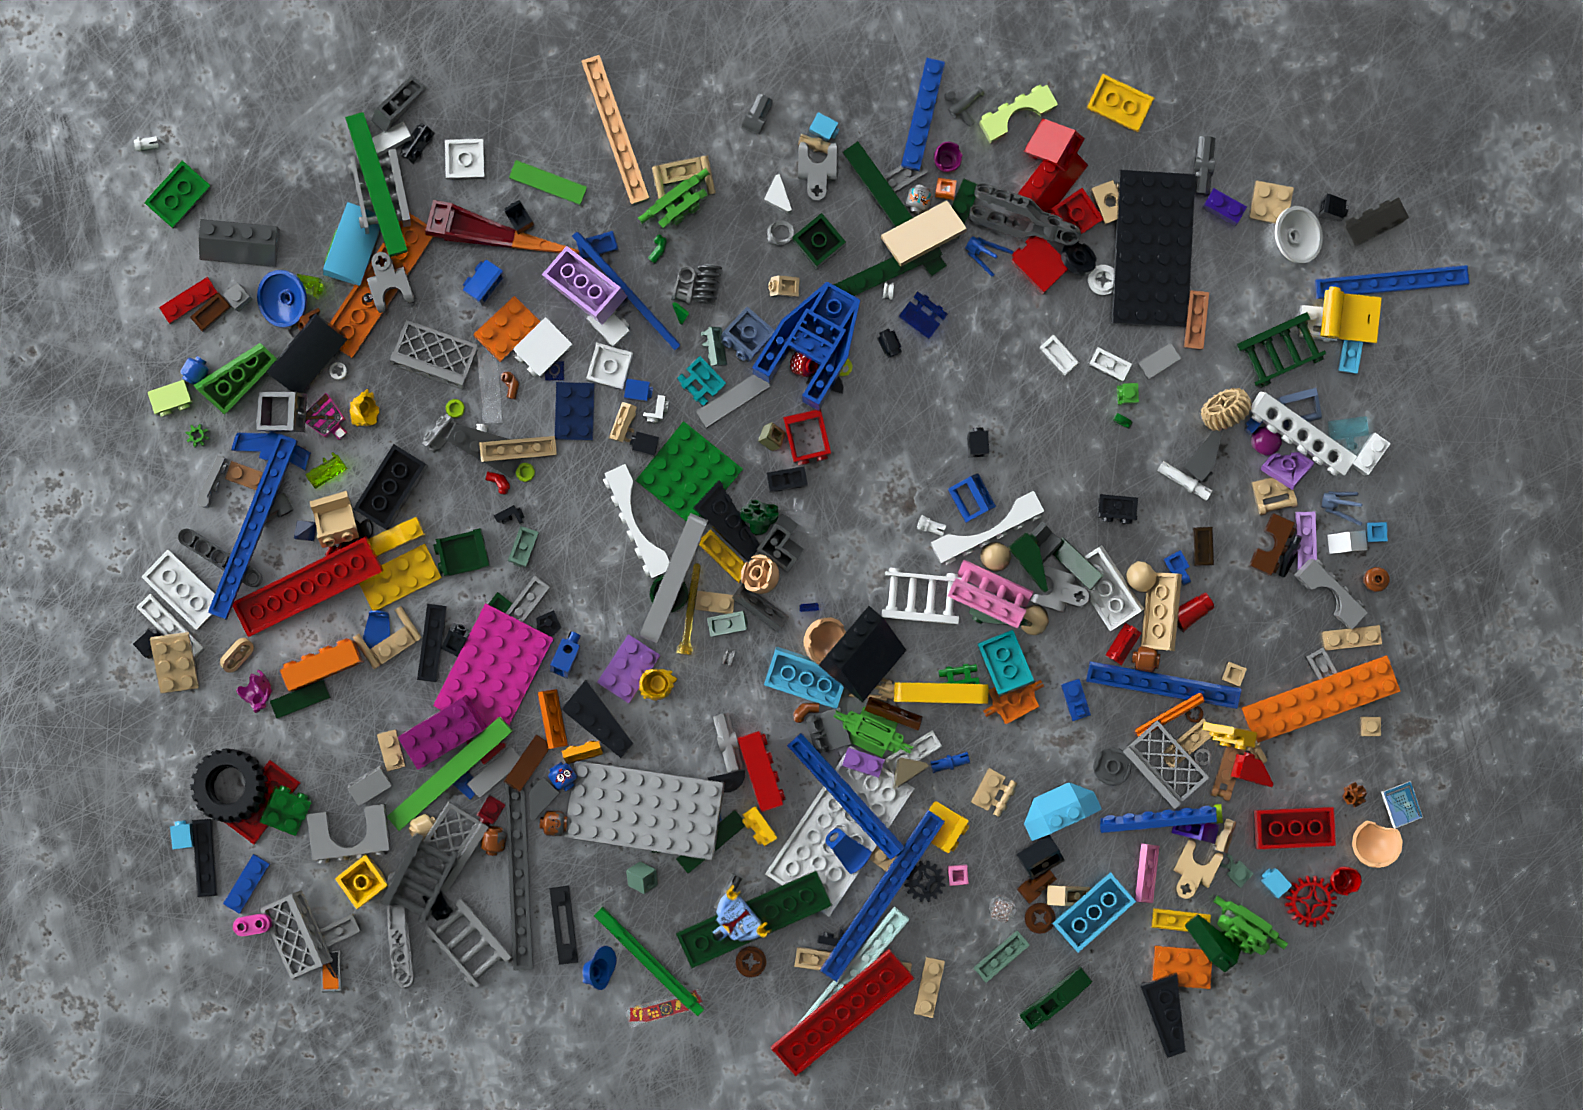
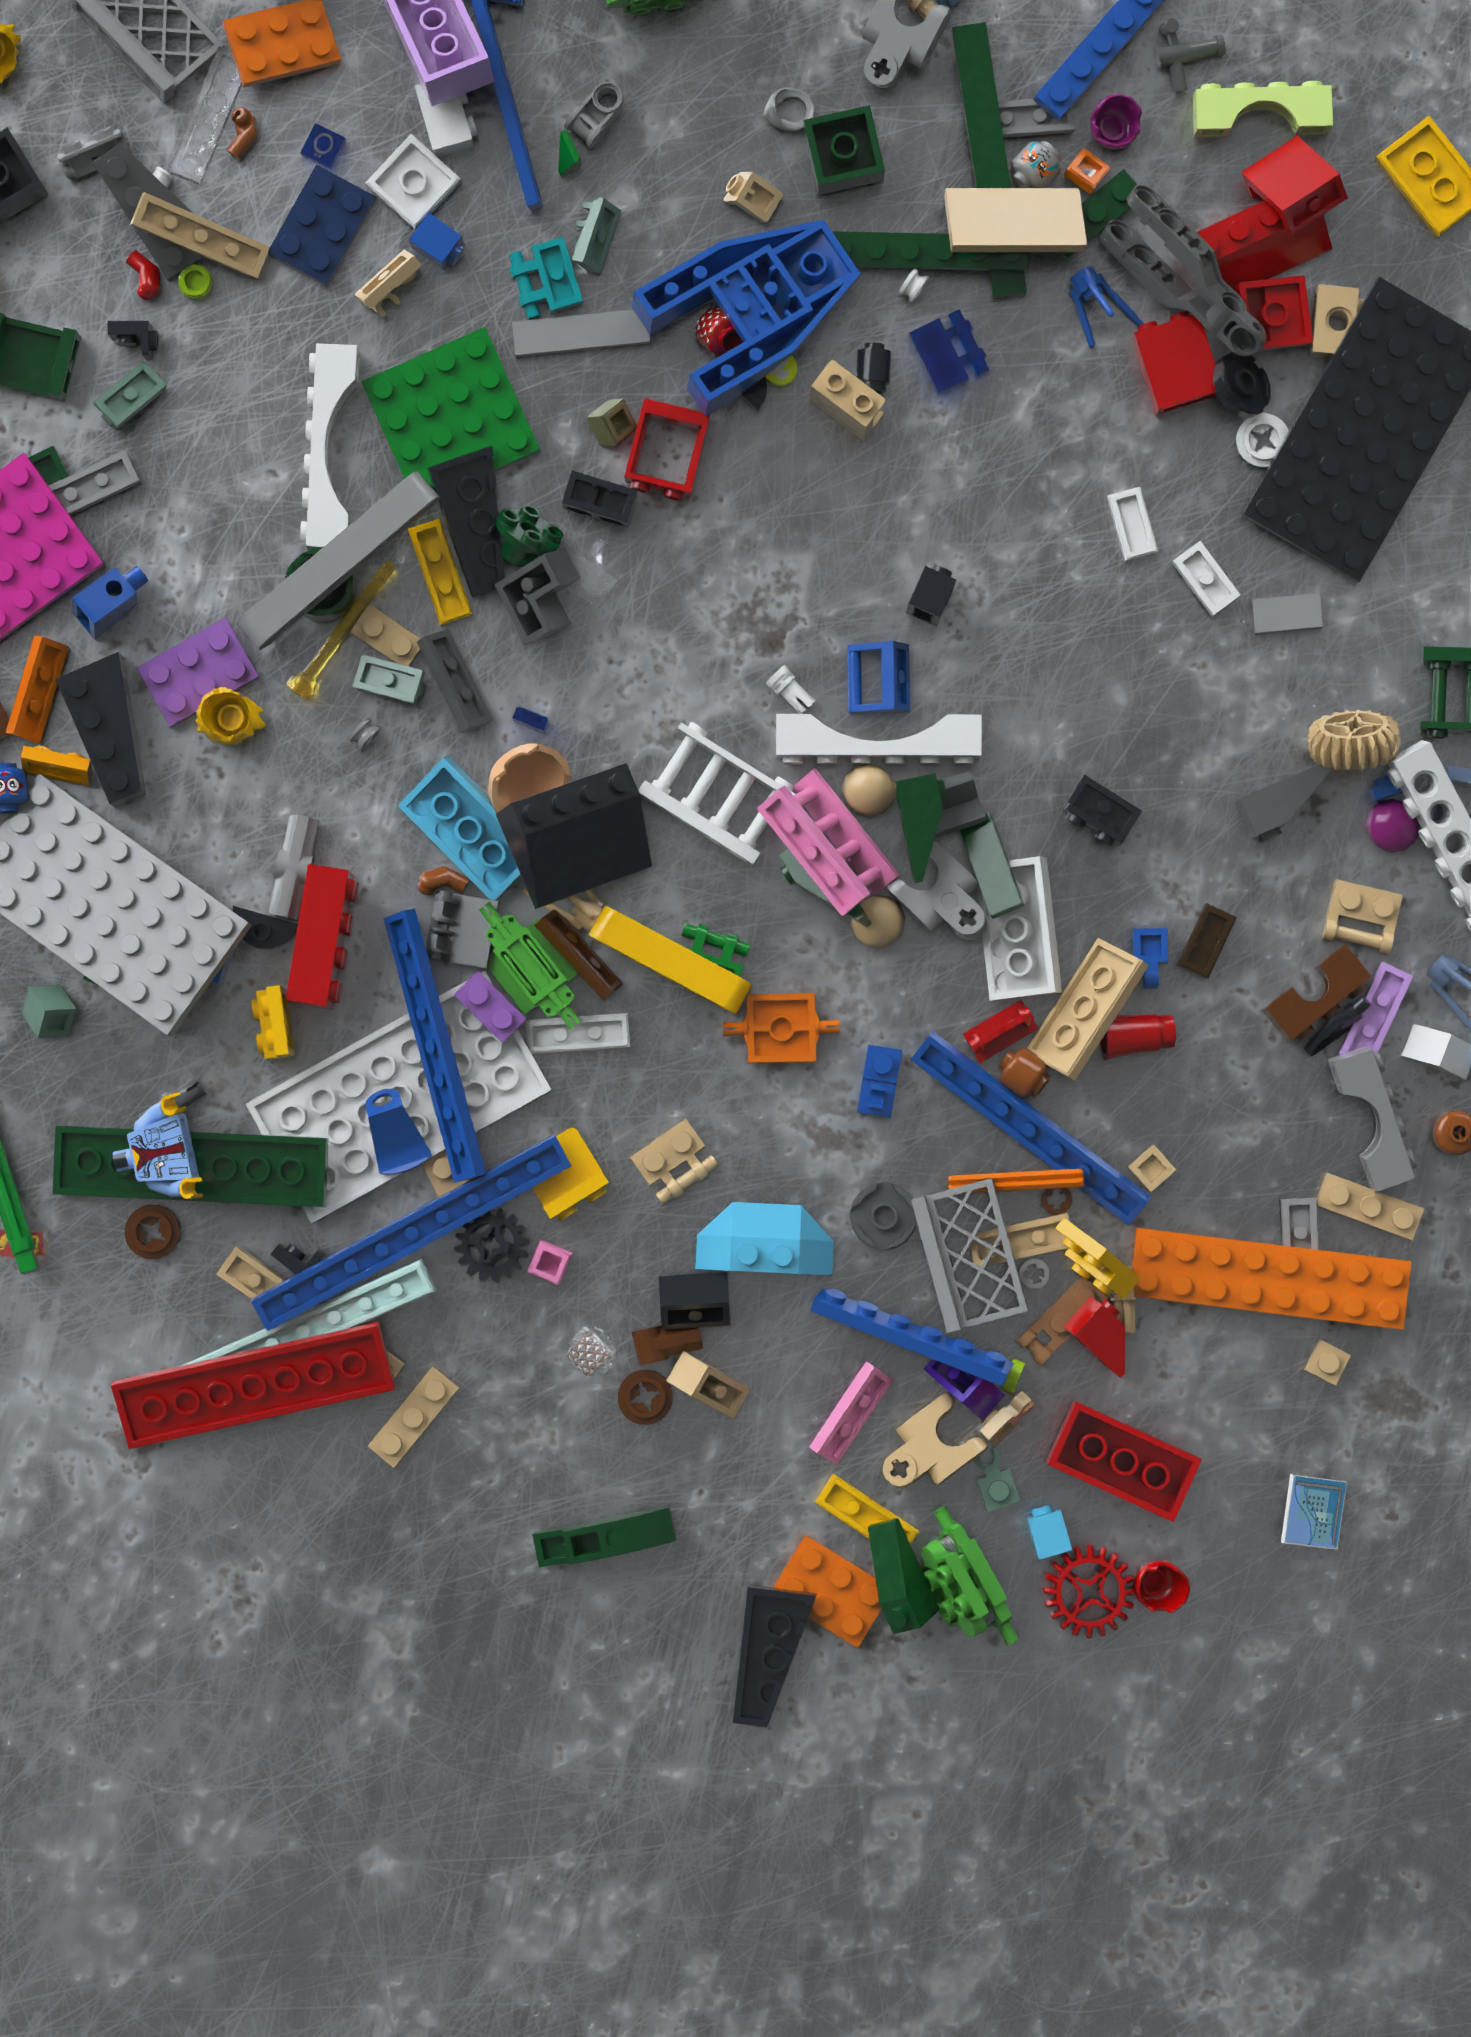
camera: 30 degrees right, 0 degrees up
(455, 408) = (137, 127): lime tile -> none
(542, 348) = (320, 98): white panel -> none
(548, 623) = (108, 537): black piece -> none
(644, 443) = (405, 331): black brick -> none
(659, 250) = (585, 39): green arm -> none
(661, 407) = (460, 287): white bracket -> none
(706, 283) = (631, 128): dark grey piece -> none
(726, 830) = (213, 1006): dark green tile -> none
(747, 334) = (653, 240): sand blue plate -> none
(760, 574) = (480, 628): light nougat cylinder -> none
(777, 196) = (813, 48): white slope -> none
(886, 367) = (847, 400): none -> tan panel
(906, 770) = (552, 1055): dark tan slope -> none
(950, 762) = (629, 1078): blue pin -> none
(1001, 956) = (552, 1426): sand green plate -> none
(1006, 663) = (797, 965): teal plate -> none
(1094, 912) = (733, 1430): medium azure slope -> none
(1122, 420) = (1180, 678): green tile -> none
(1128, 394) = (1210, 639): bright green brick -> none
(1141, 576) = (1082, 938): tan hair -> none
(1184, 480) = (1233, 827): white pin -> none
(1196, 320) = (1379, 578): nougat plate -> none
(1288, 468) = (1403, 886): medium lavender plate -> none
(1354, 794) = (1246, 1457): dark orange gear -> none
(1376, 844) = (1240, 1554): light nougat cylinder -> none

